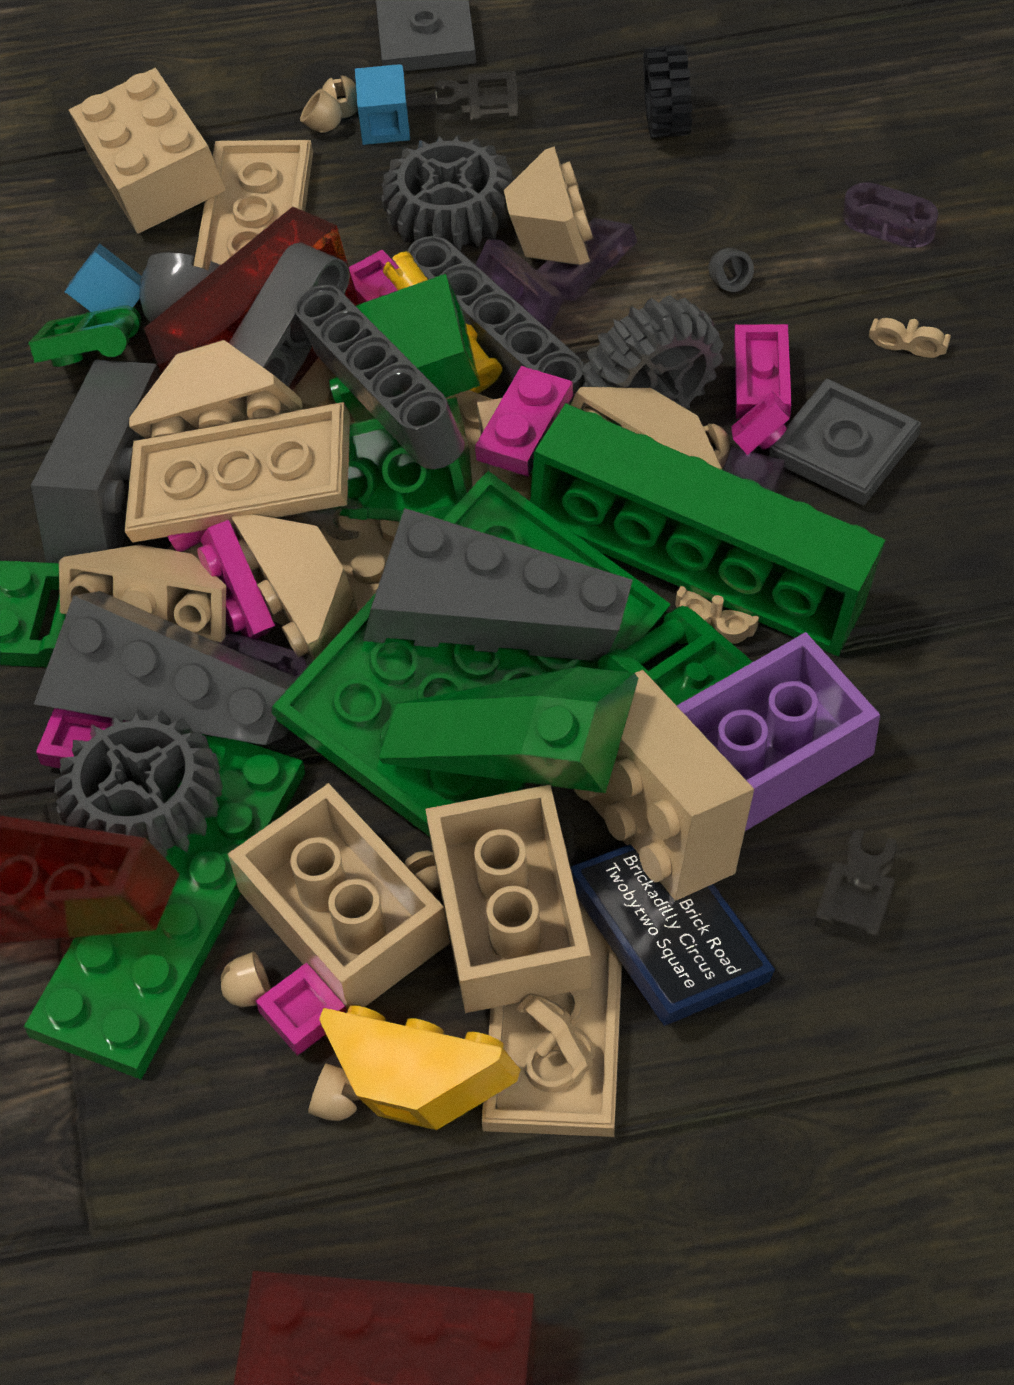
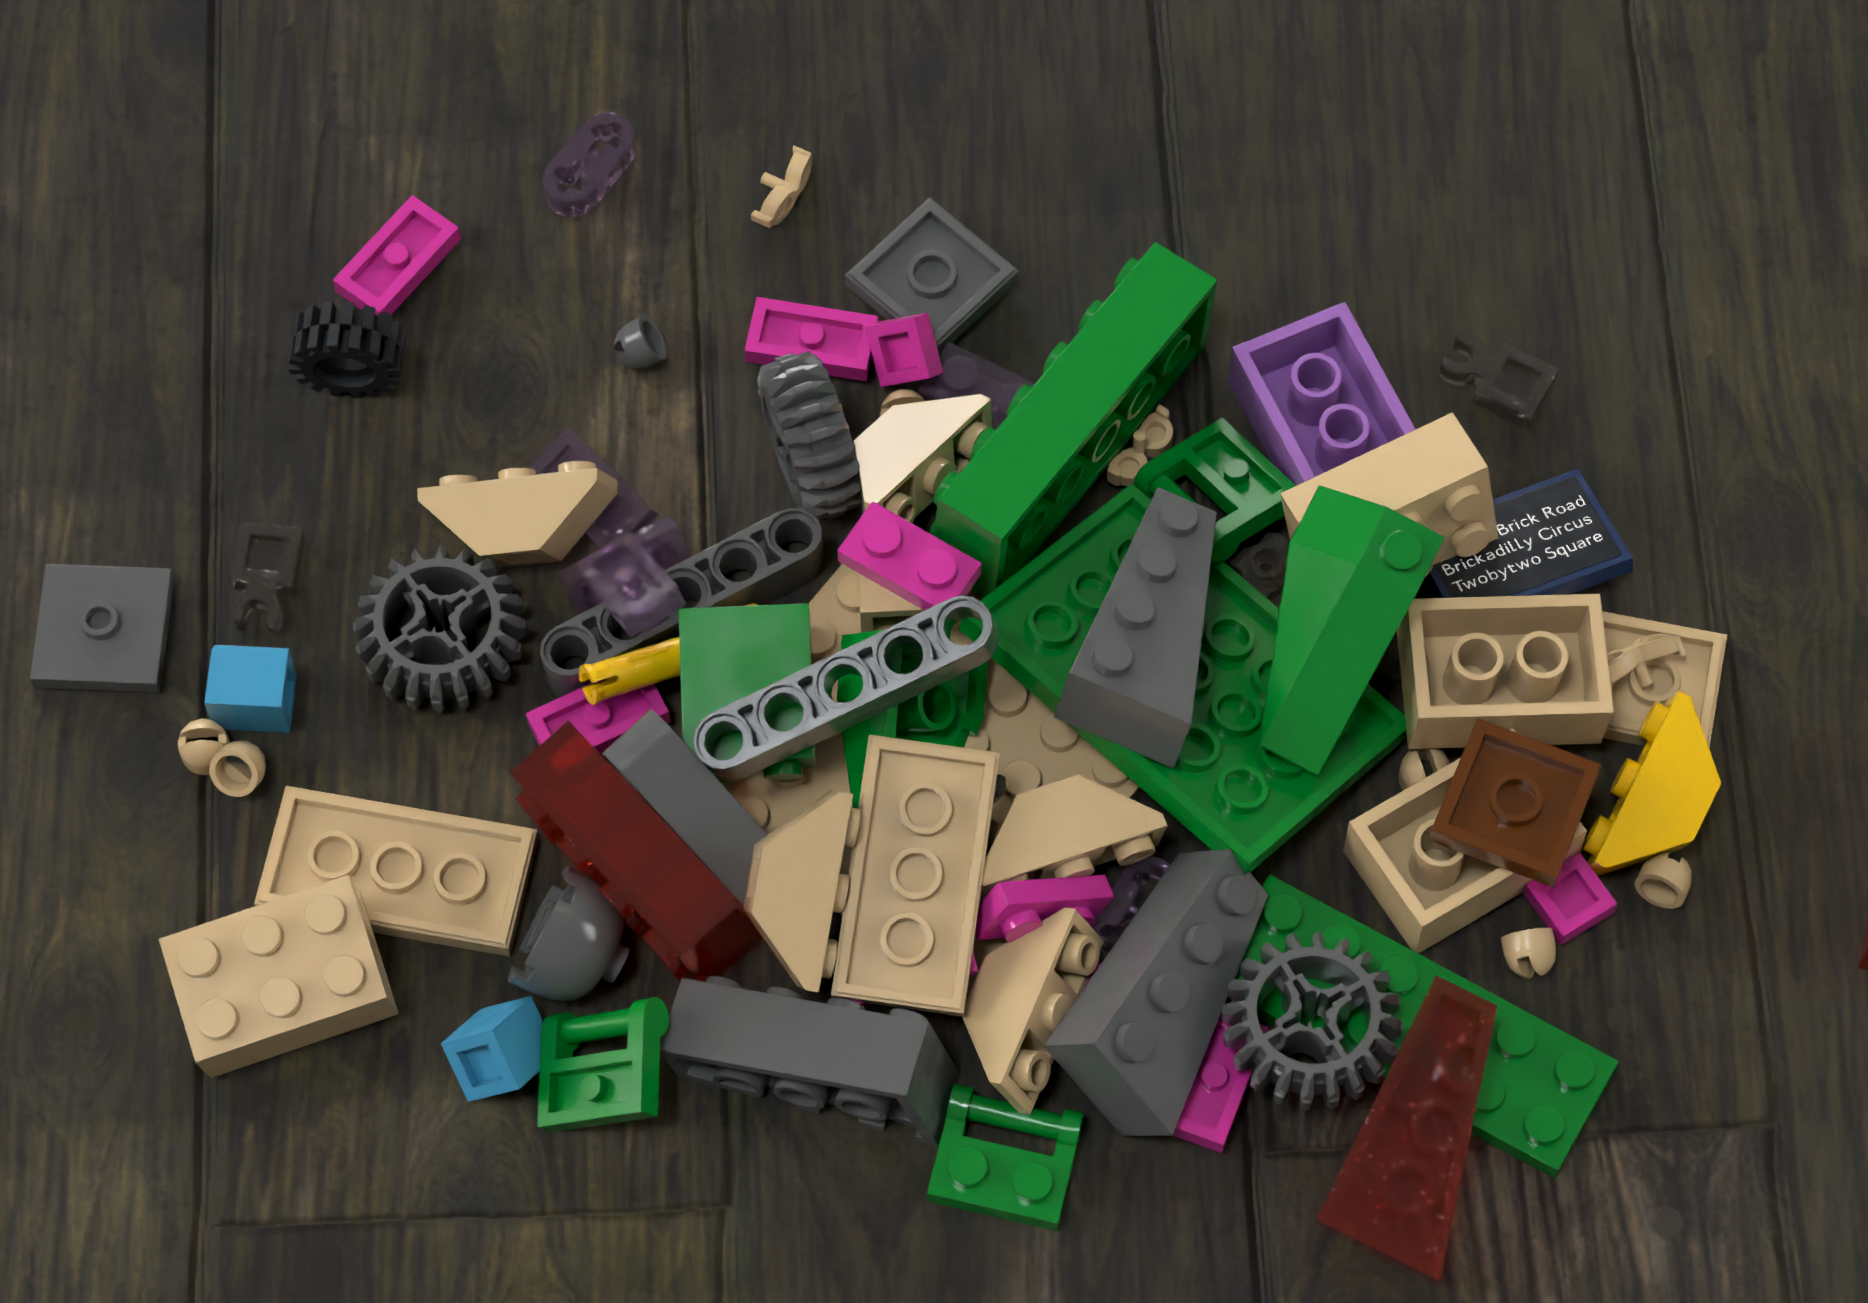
camera: 85 degrees left, 10 degrees up
(350, 904) = (1515, 802): none -> reddish brown plate
(475, 258) = (631, 584): none -> clear purple plate
(766, 118) = (397, 258): none -> dark pink plate

